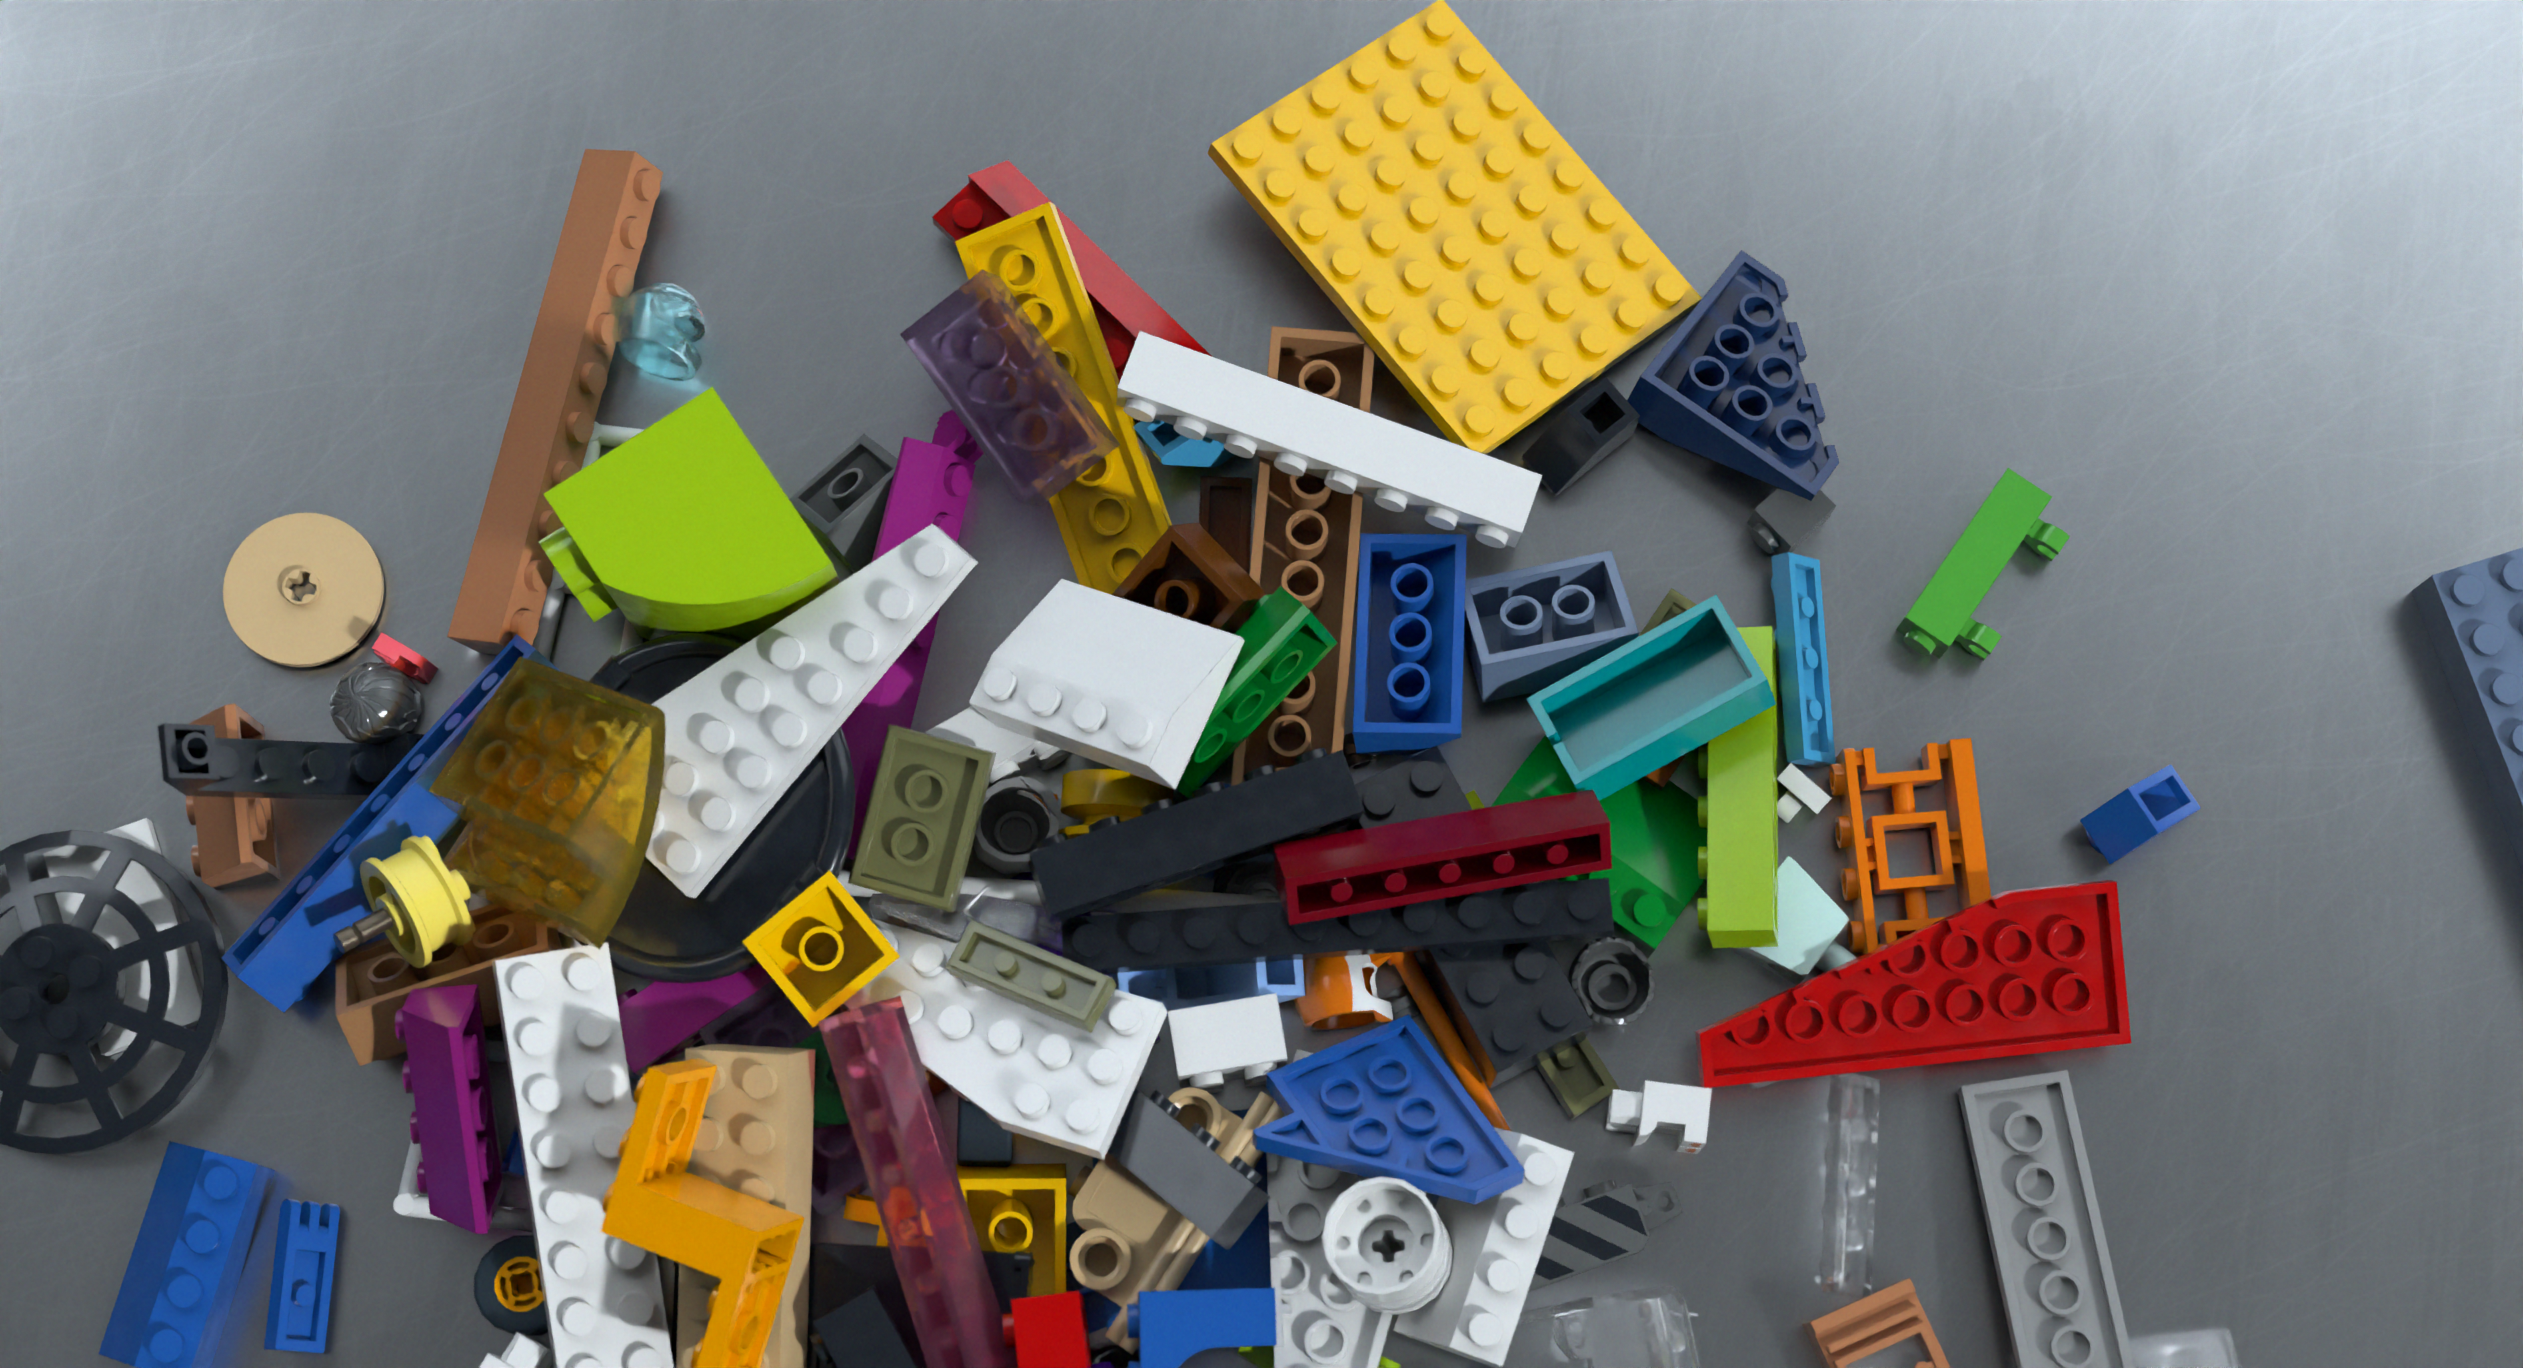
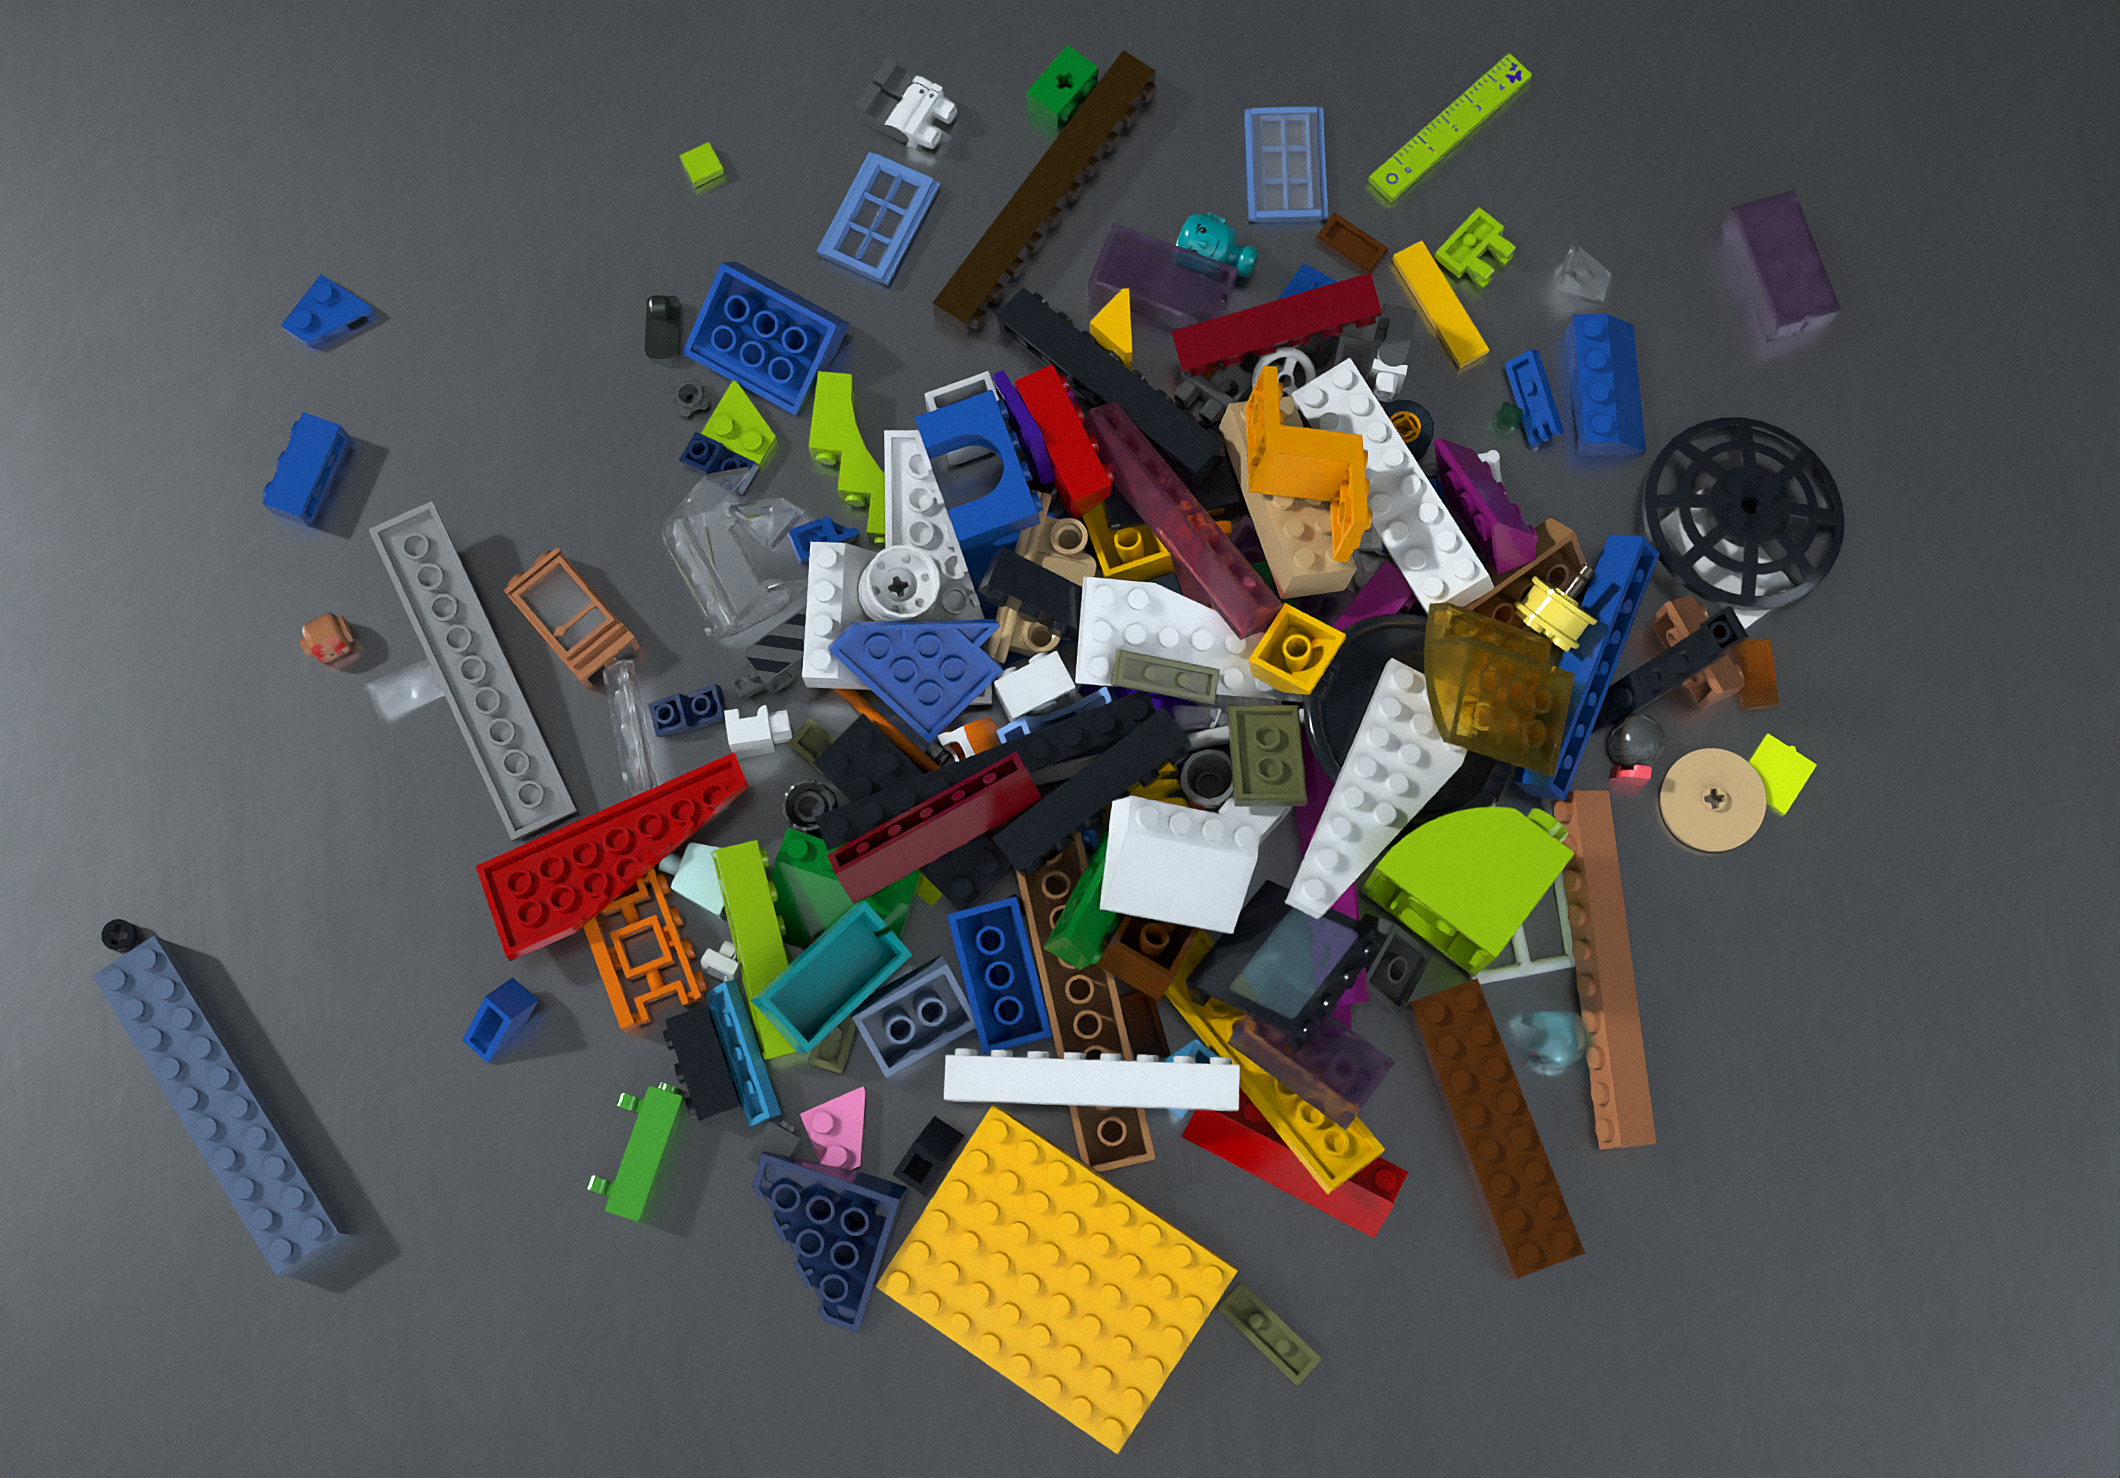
camera: 165 degrees right, 0 degrees up
(143, 768) = (1759, 675): none -> clear orange plate
(189, 601) = (1781, 772): none -> neon yellow piece
(372, 1258) = (1505, 427): none -> clear green hose
(794, 242) = (1494, 1129): none -> reddish brown brick
(1015, 501) = (1284, 964): none -> panel
(1189, 76) = (1269, 1333): none -> olive plate
(1696, 518) = (838, 1130): none -> bright pink wing
(1754, 1193) = (688, 711): none -> dark blue slope
(1865, 660) = (702, 1065): none -> black brick

